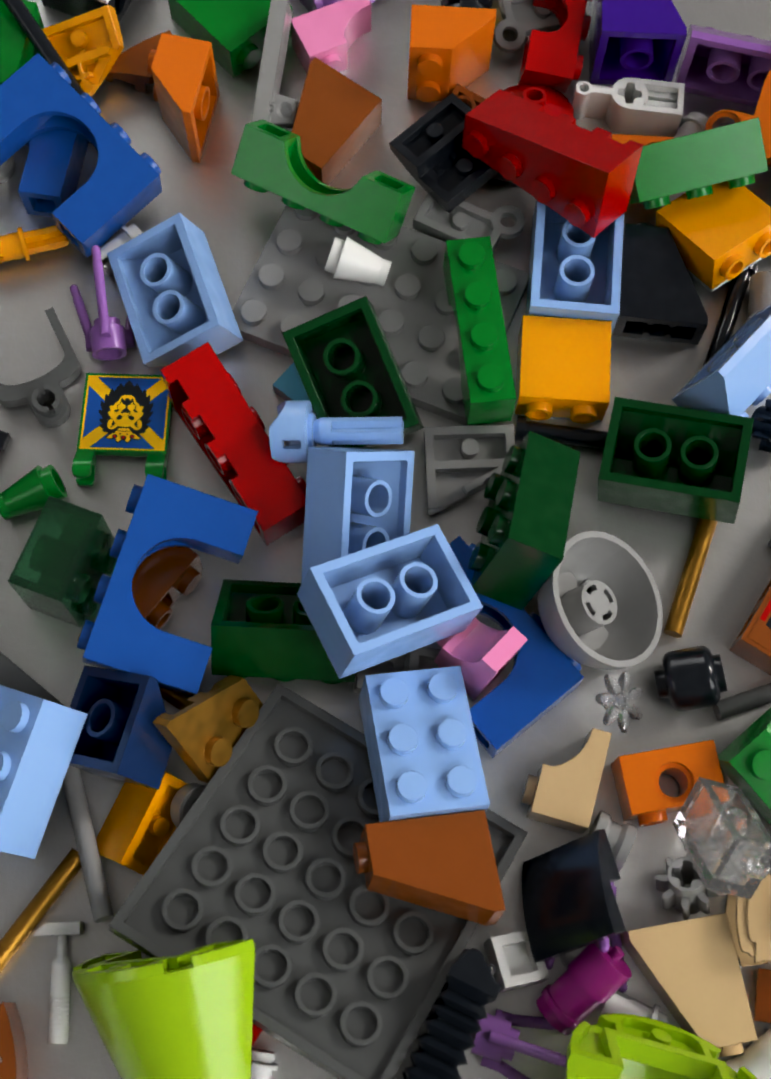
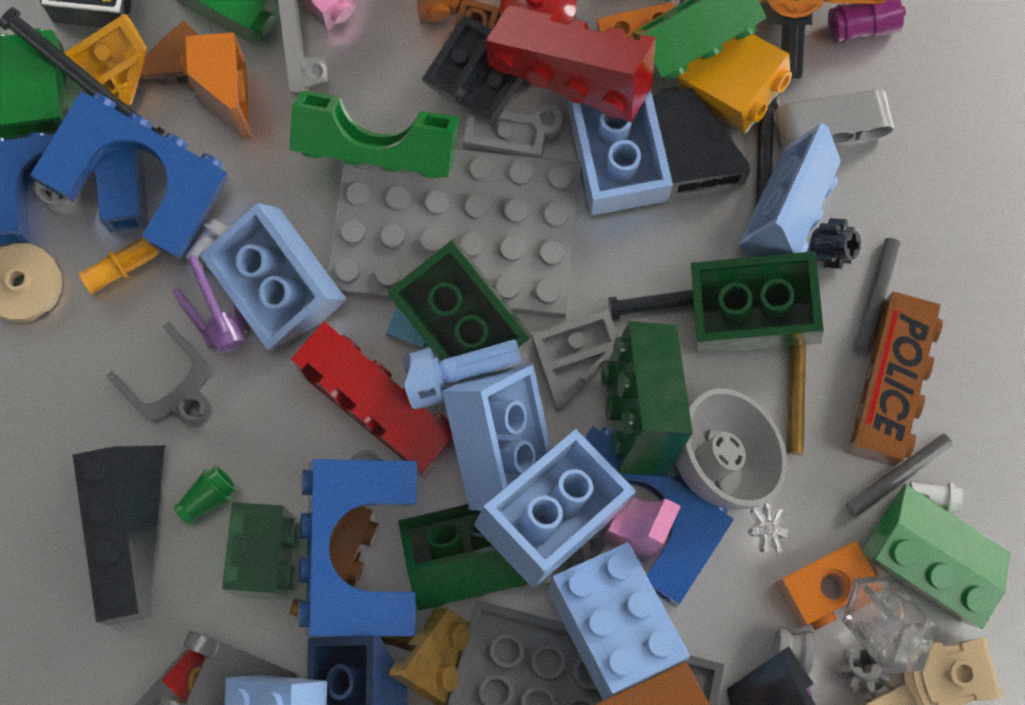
camera: 15 degrees left, 5 degrees up
(123, 419) = (263, 401): flag -> none
(333, 120) = (361, 66): dark orange slope -> none
(356, 263) = (427, 201): white cone -> none
(481, 331) = (556, 233): green arch -> none
(563, 369) = (636, 245): light orange piece -> none
(567, 792) = (748, 619): tan arch -> none
(691, 678) = (822, 490): black head -> none

